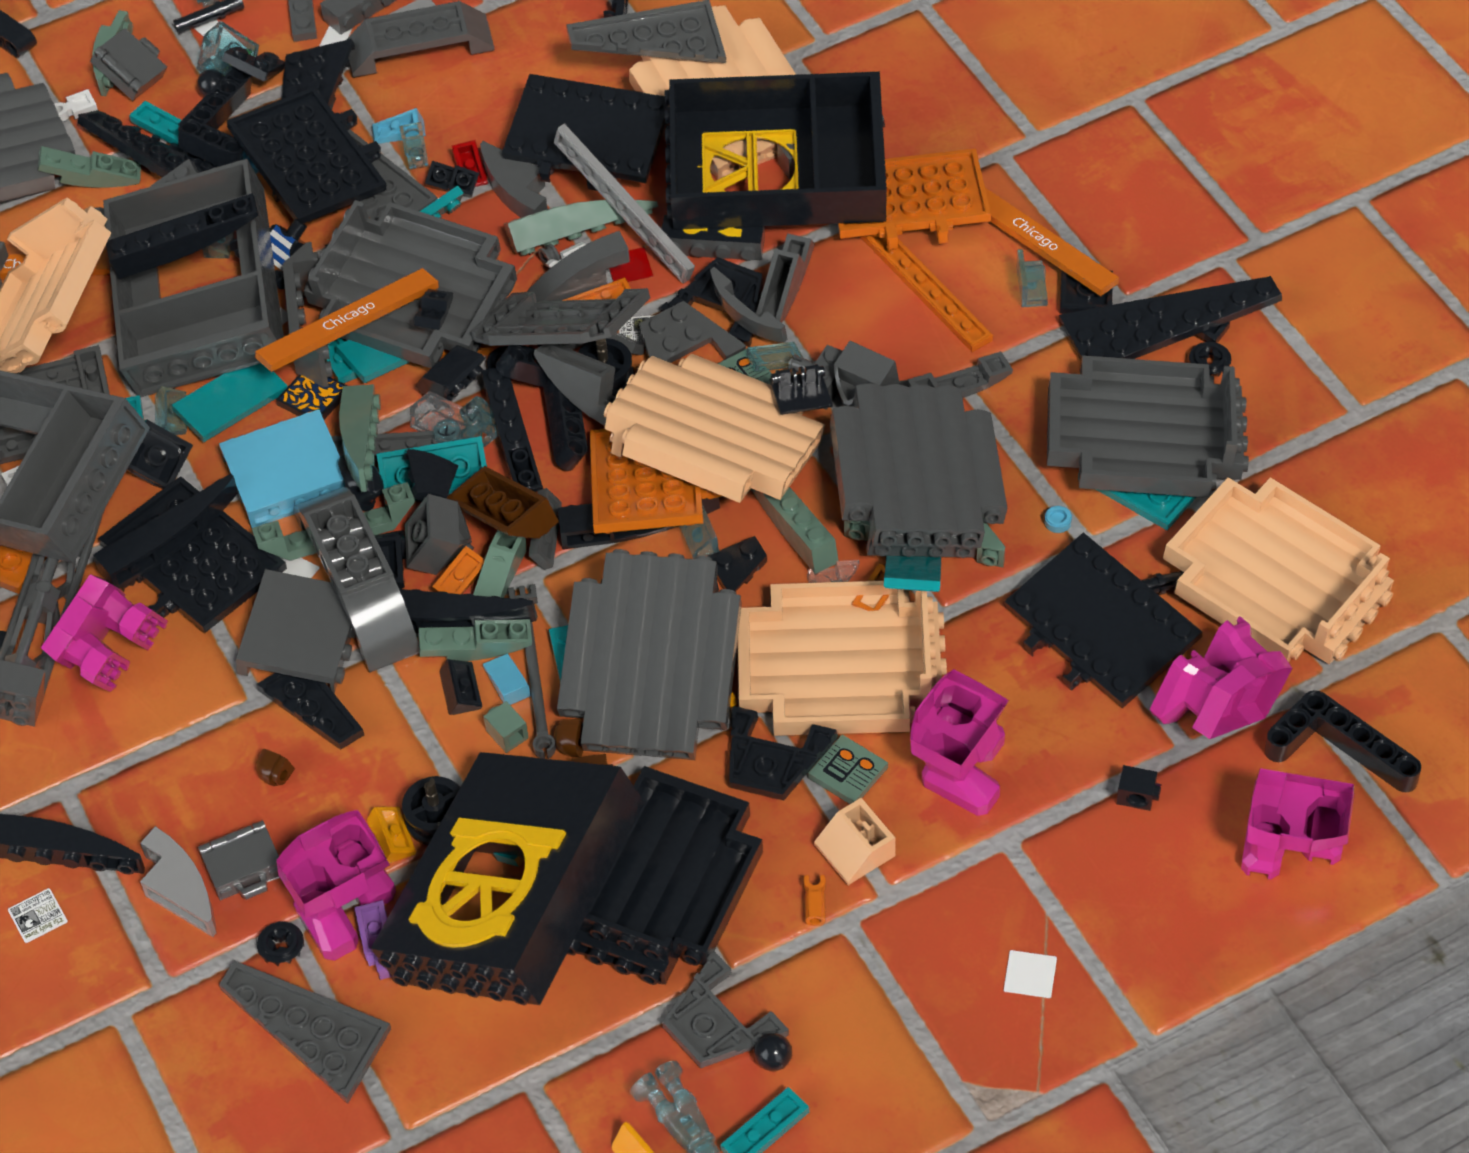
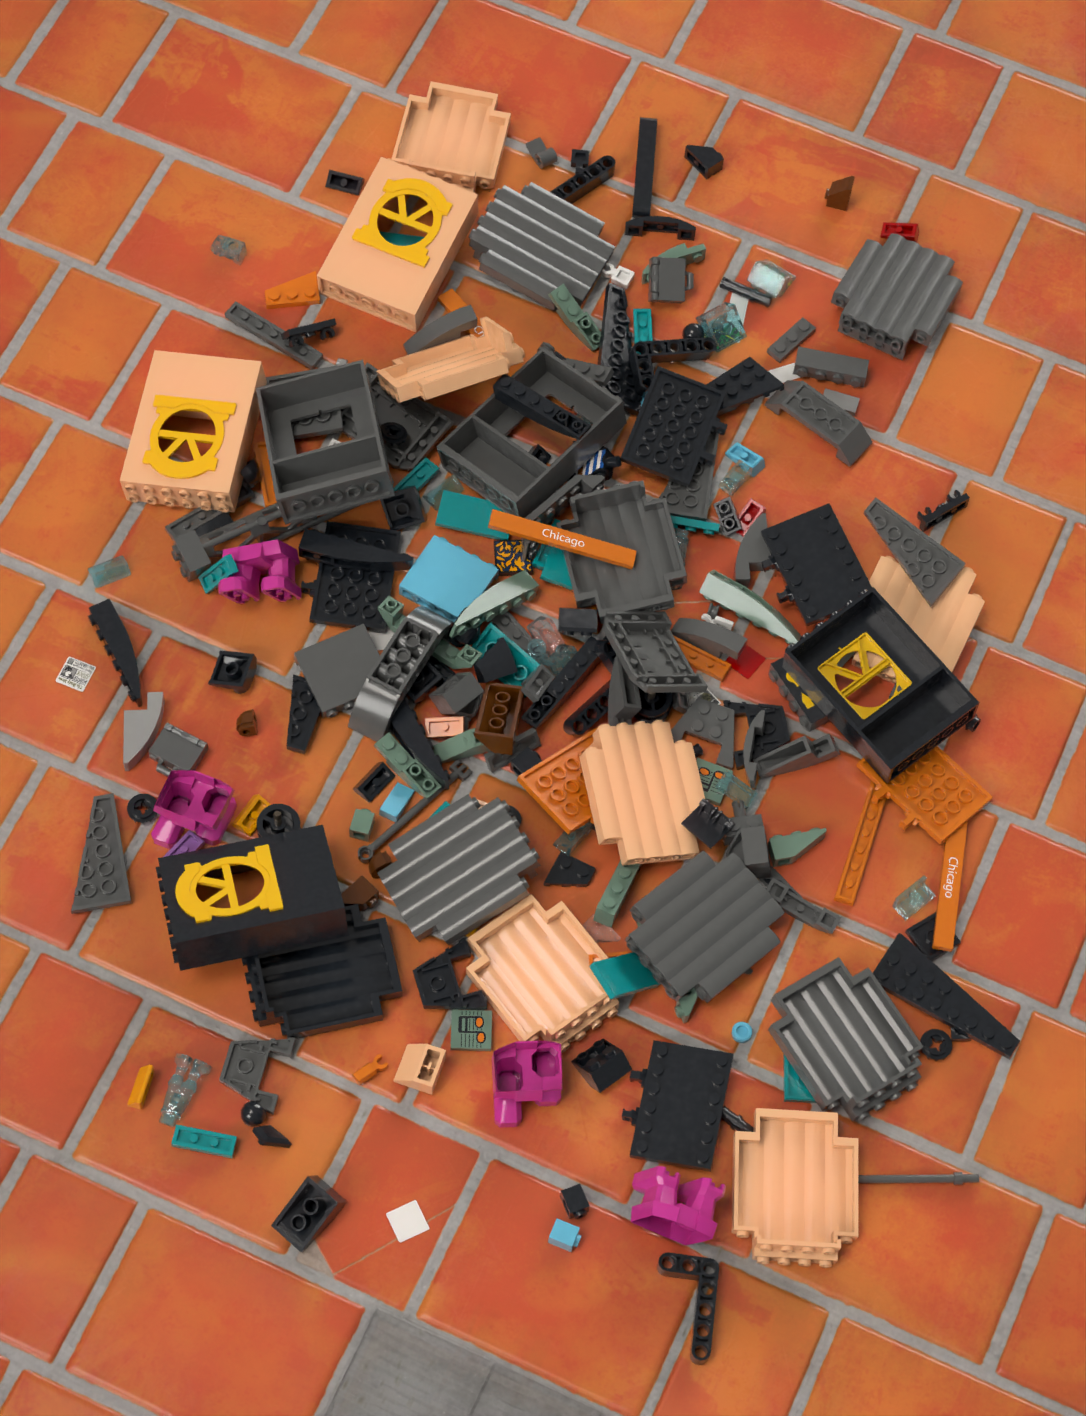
camera: 45 degrees right, 10 degrees up
(57, 34) = (660, 224): none -> black slope
(63, 675) = (222, 569): none -> teal plate
(195, 741) = (234, 671): none -> black slope
(262, 66) = (720, 349): black plate -> none
(433, 309) = (610, 579): black slope -> none
(490, 452) = (537, 683): none -> dark grey slope
(624, 204) = (774, 626): light grey tile -> none
(816, 1051) = (270, 1137): none -> black piece
(885, 336) = (789, 848): none -> sand green slope
(945, 1068) = (308, 1212): none -> black slope
(997, 662) = (602, 1065): none -> black slope
(1170, 822) = (564, 1235): none -> medium azure brick
(1297, 816) = (610, 1308): dark pink piece -> none
(1373, 430) = (956, 1178): none -> dark grey bar

